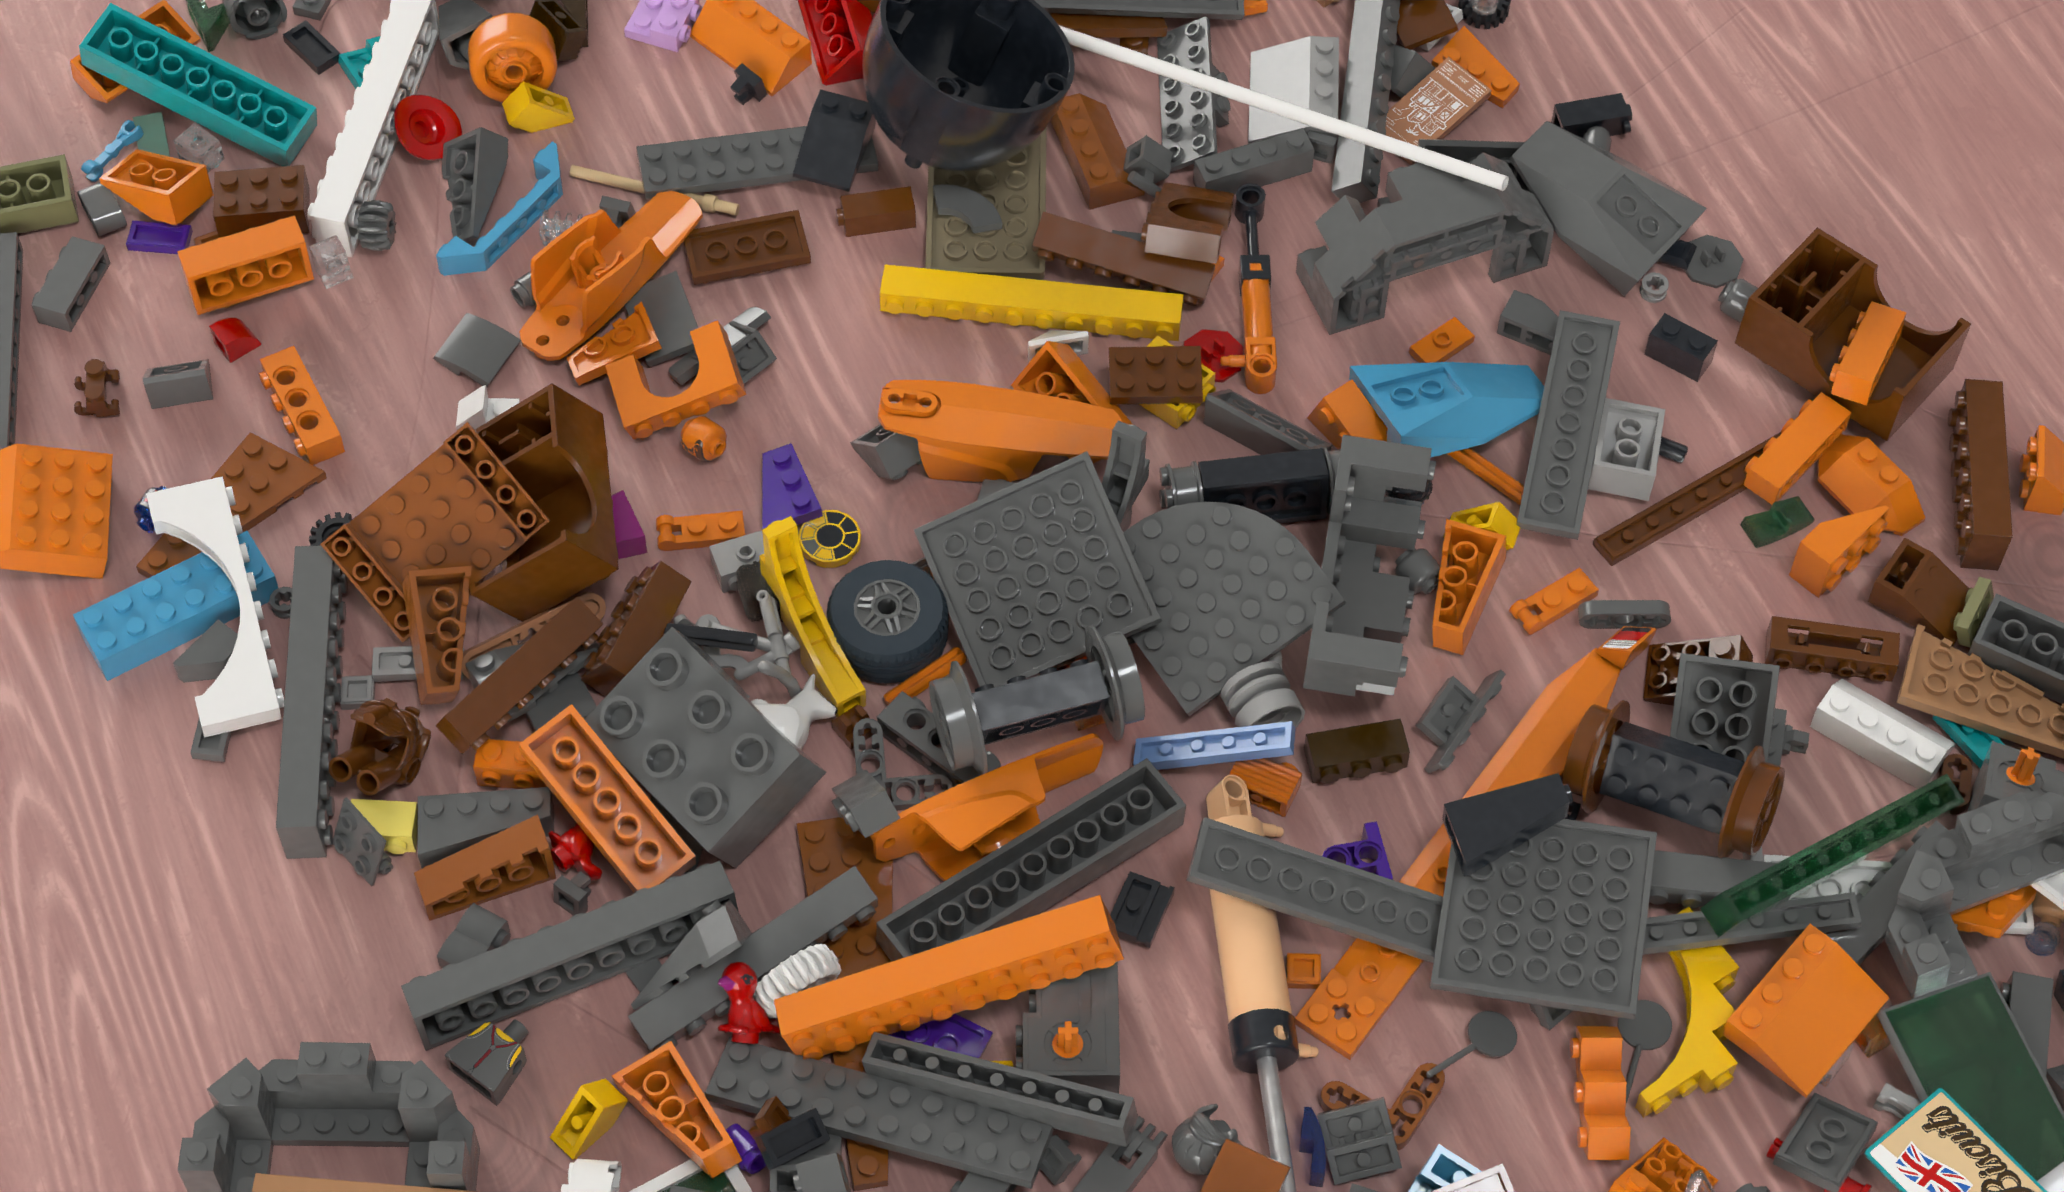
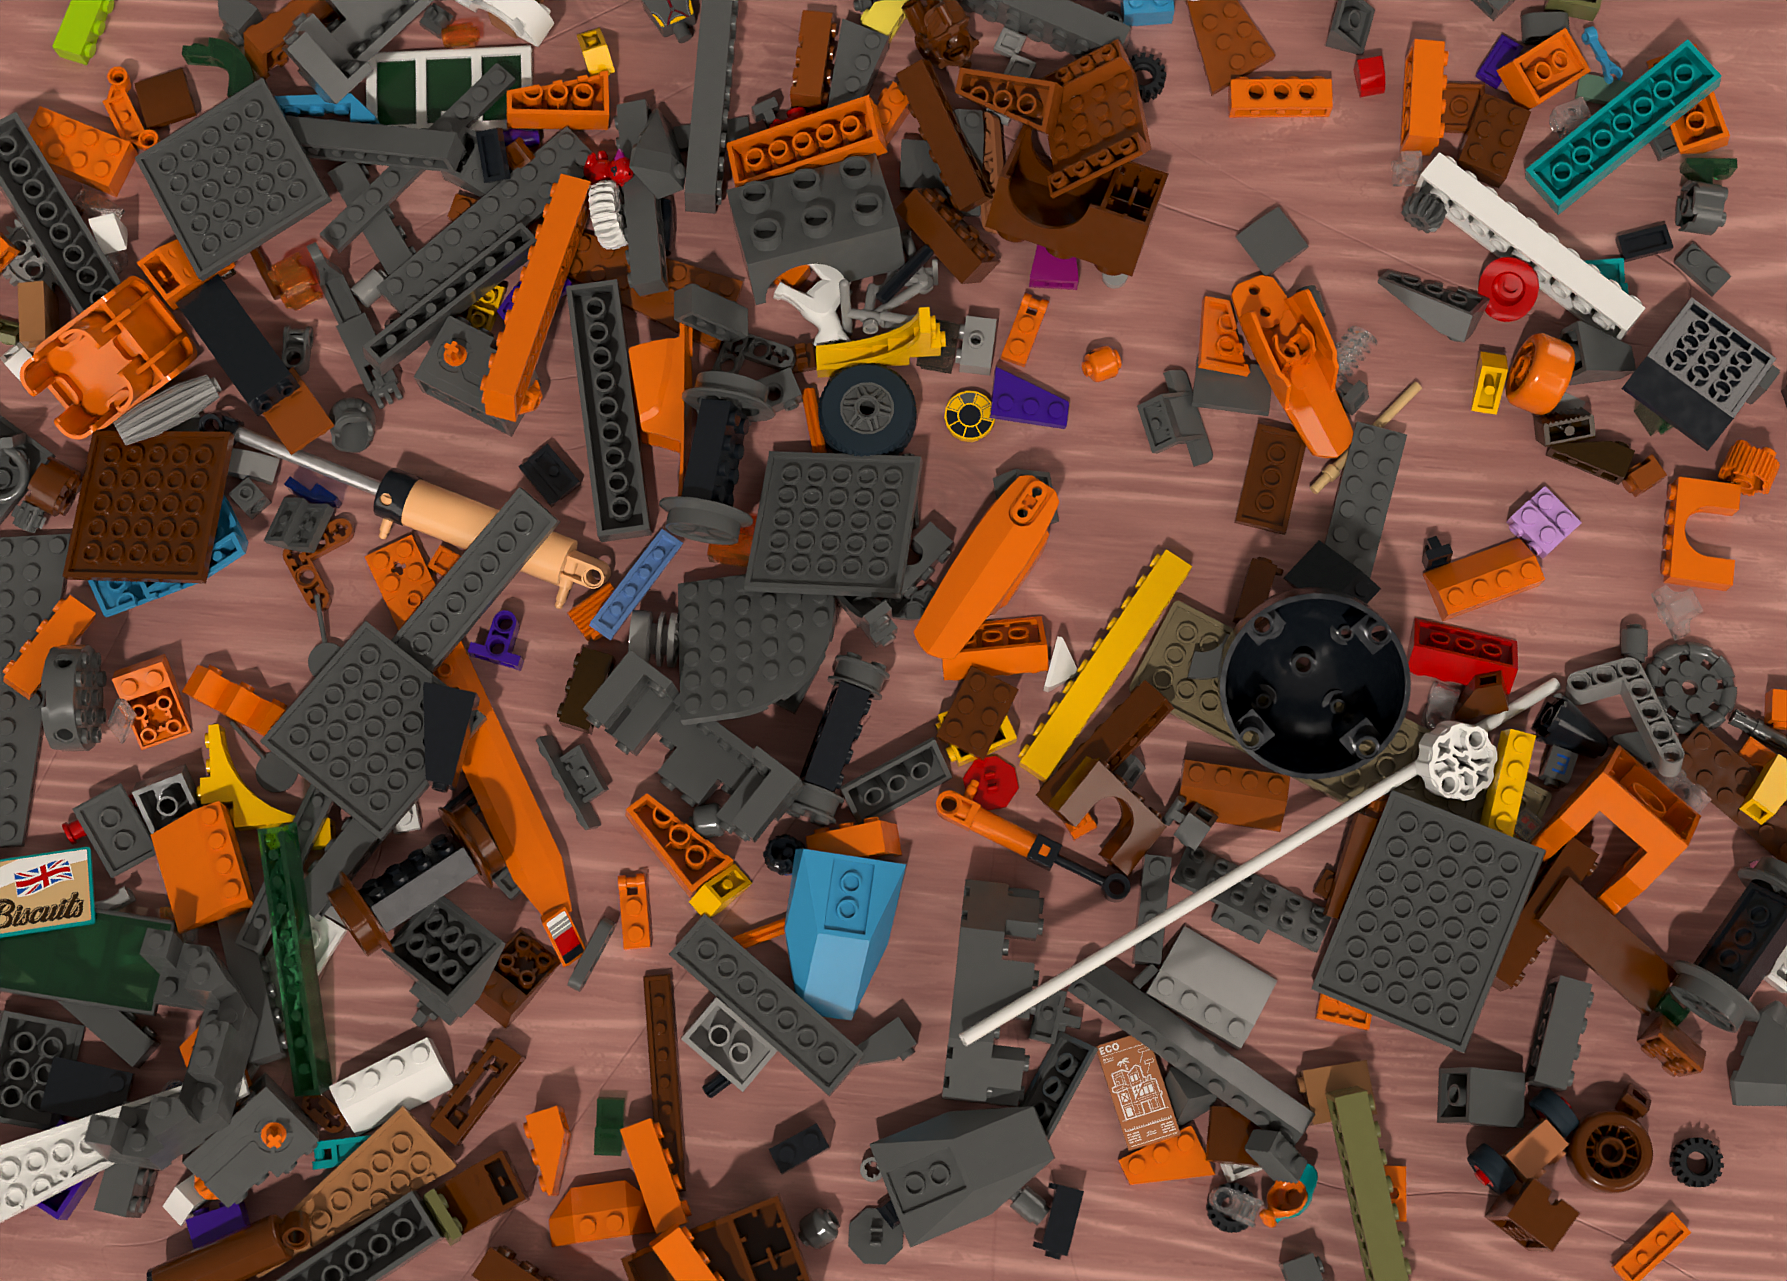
camera: 120 degrees right, 20 degrees up
(461, 257) = (1423, 366): dark azure slope -> none
(475, 932) = (763, 34): dark grey brick -> none
(479, 409) = (1208, 227): white slope -> none
(715, 384) = (1147, 331): orange arch -> none
(1442, 342) = (907, 965): orange plate -> none
(1756, 1106) = (166, 797): none -> dark grey slope

